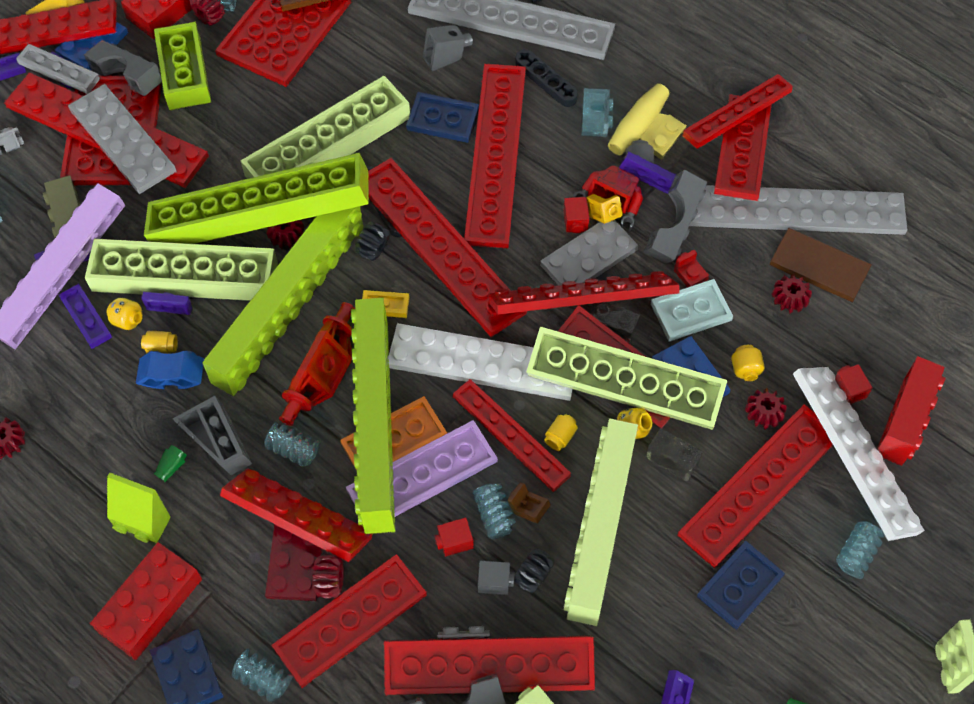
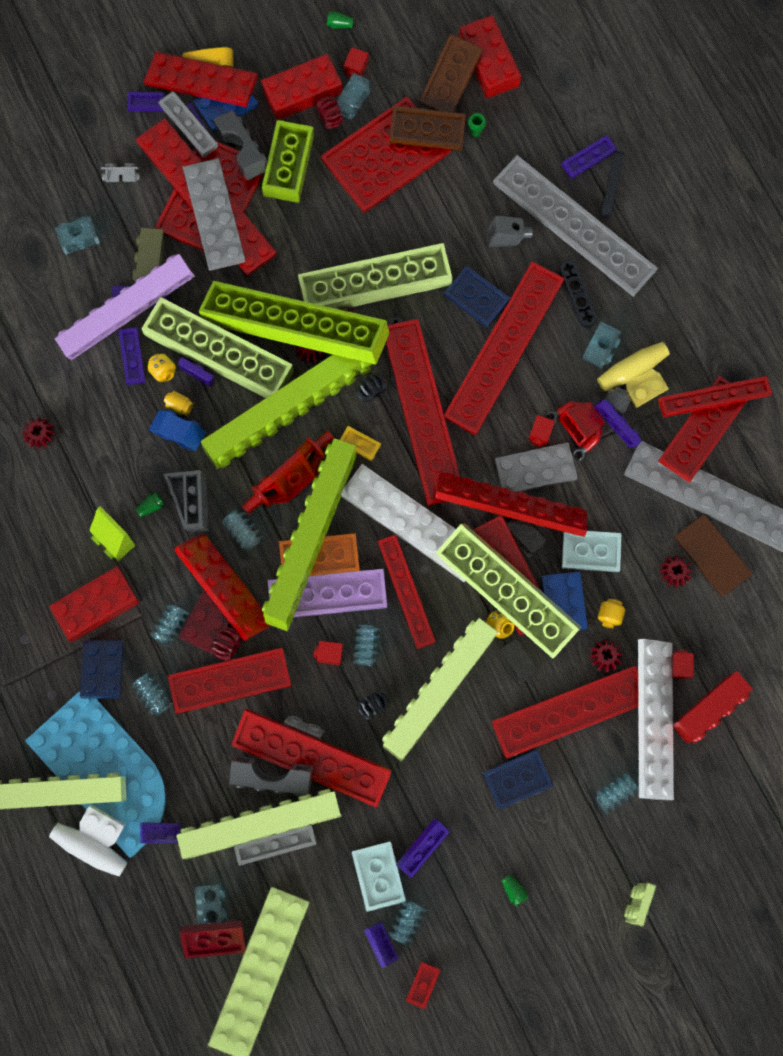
camera: 20 degrees right, 15 degrees up
(247, 585) = (169, 624): none -> clear light blue piece
(495, 577) = (344, 696): dark grey brick -> none
(528, 504) = (393, 651): reddish brown bracket -> none
(560, 432) = (443, 606): yellow brick -> none
(604, 209) = (564, 438): yellow bracket -> none
(686, 193) = (633, 455): dark grey arch -> none
(689, 269) = (608, 516): red bracket -> none

